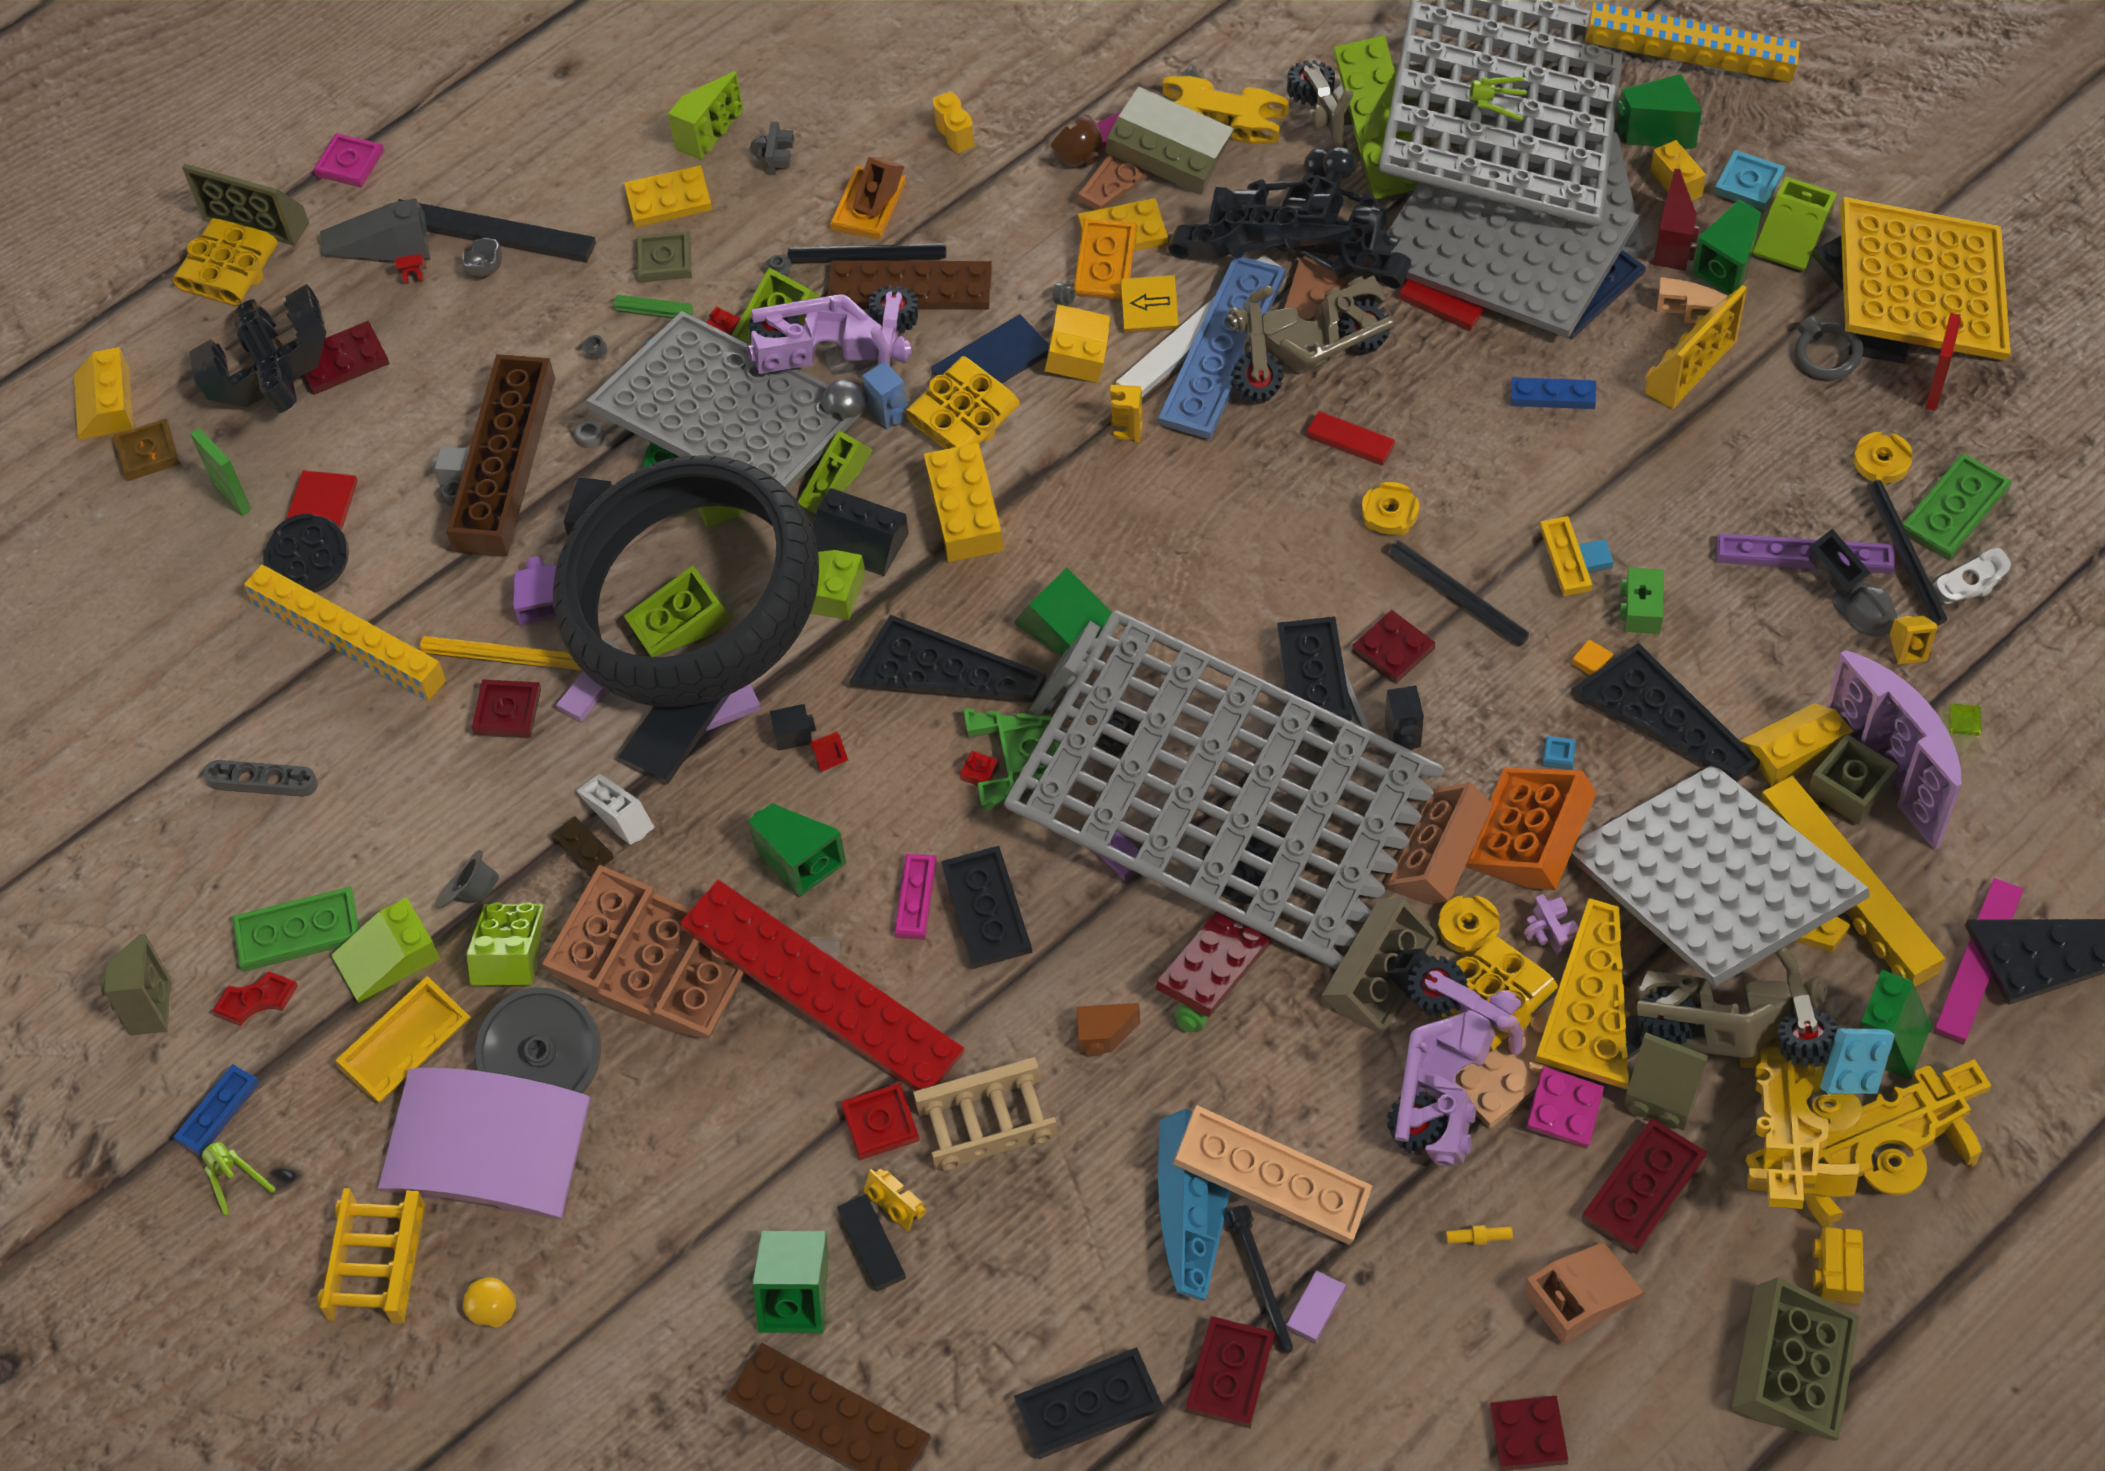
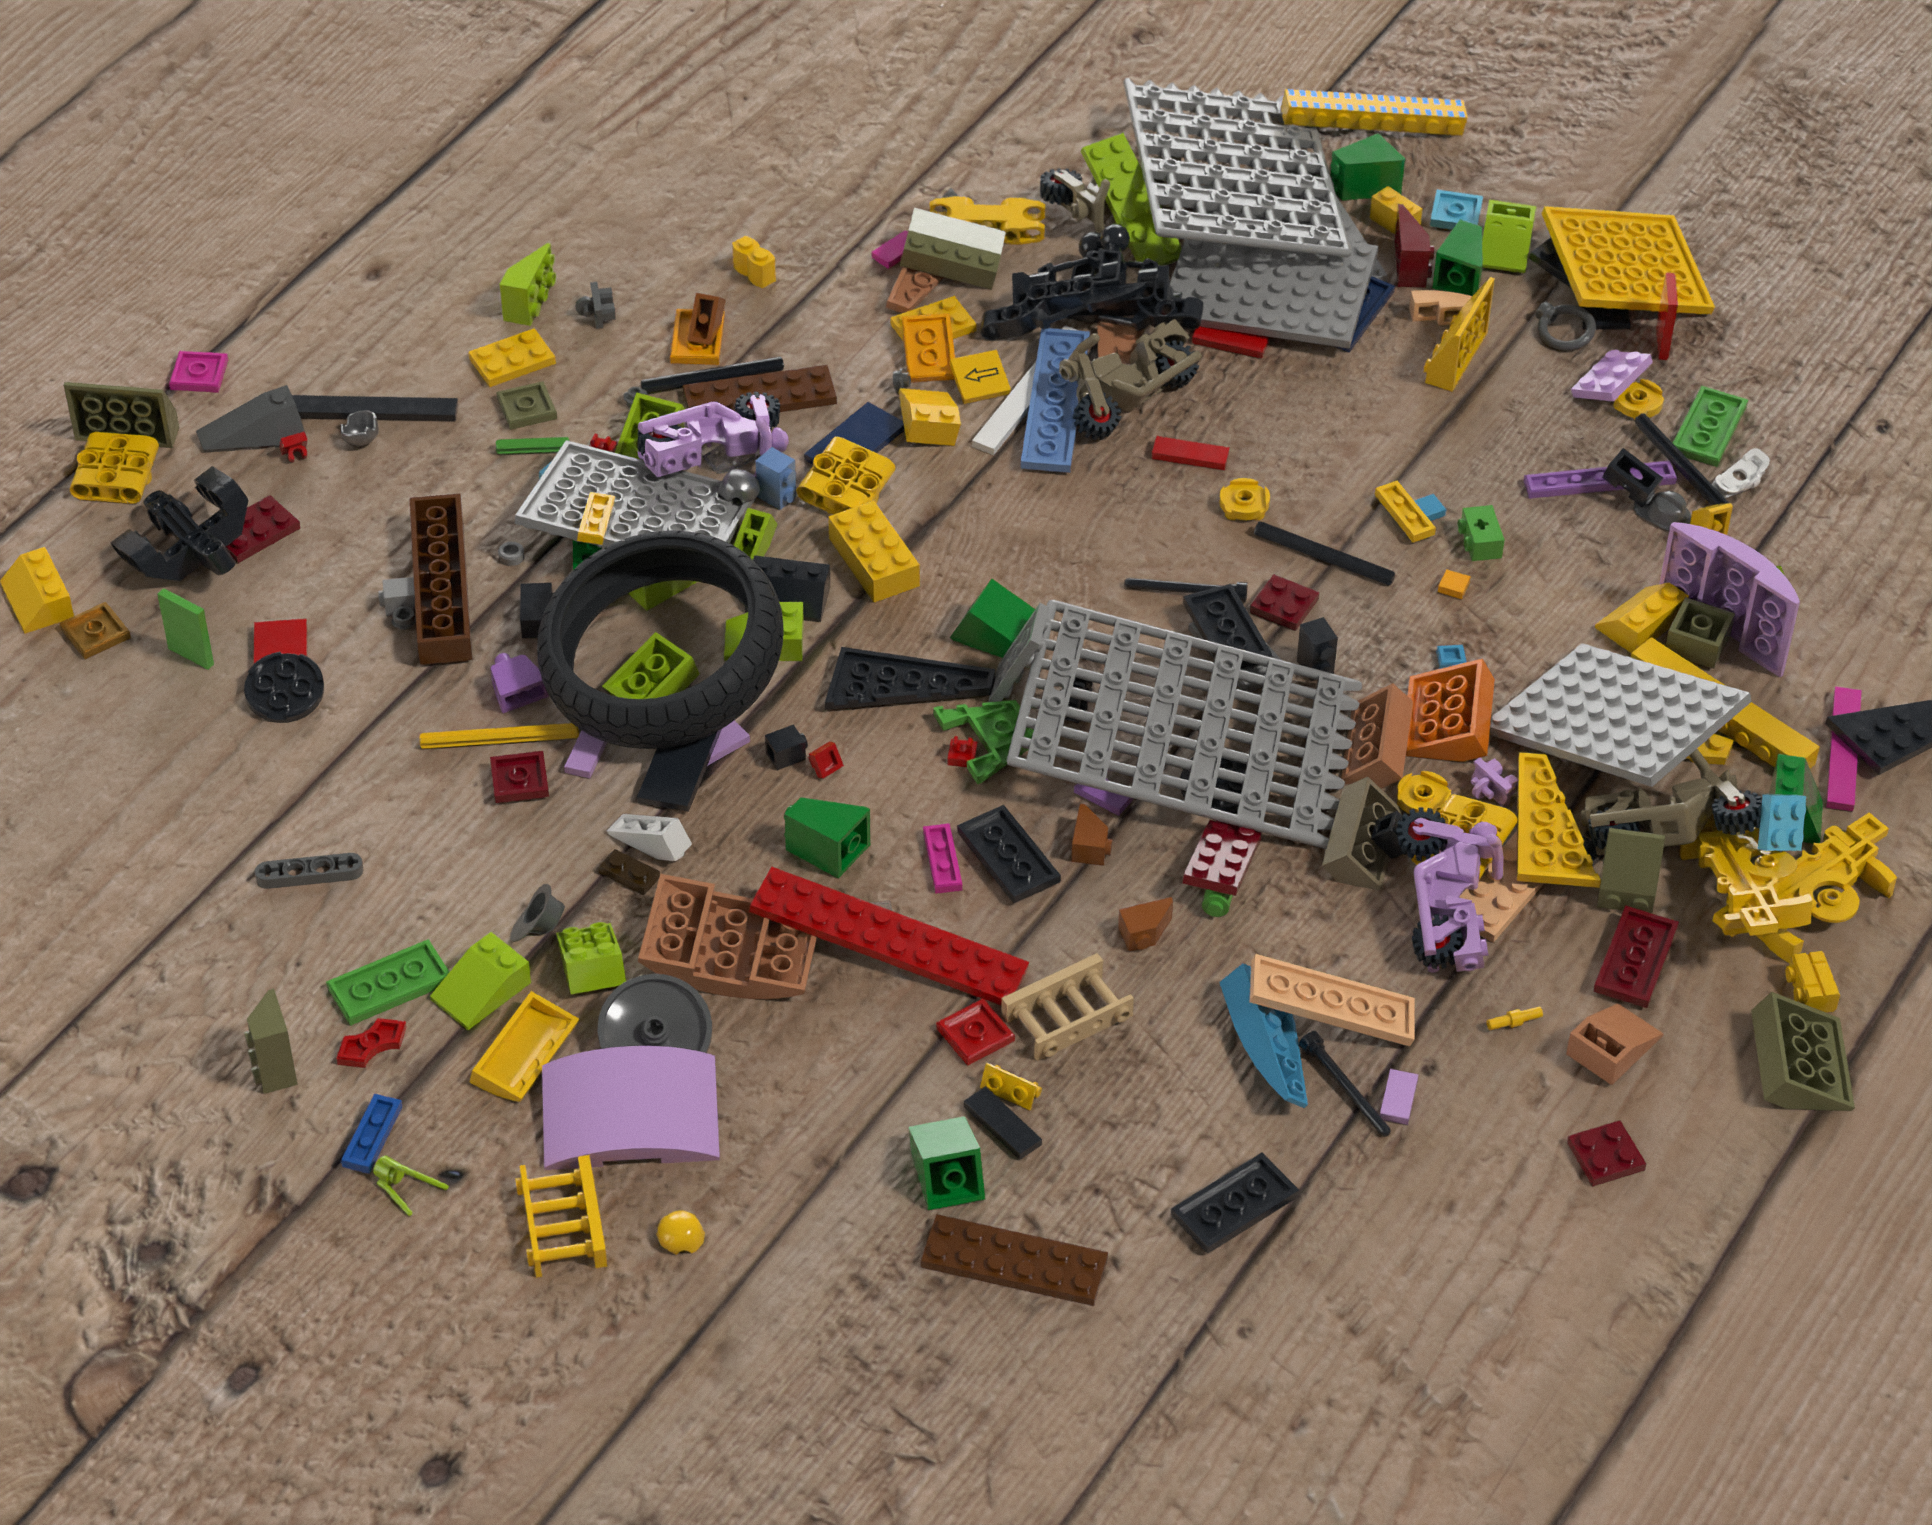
camera: 20 degrees left, 10 degrees down
(345, 632) = (346, 741): yellow brick -> none
(589, 348) = (487, 479): dark grey hinge -> none
(670, 418) = (596, 518): none -> yellow tile
(1078, 907) = (1090, 838): none -> dark orange slope
(1079, 144) = (873, 262): reddish brown cylinder -> none
(1127, 411) = (993, 458): yellow hinge -> none
(1230, 1372) = (1346, 1156): dark red plate -> none
(1345, 623) = (1241, 587): none -> black piece
(1483, 91) = (1221, 164): lime plant -> none
(1553, 393) = (1349, 393): blue plate -> none
(1564, 1107) = (1551, 911): dark pink plate -> none
(1655, 703) = (1518, 607): black wing -> none
(1859, 423) = (1611, 375): none -> lavender plate

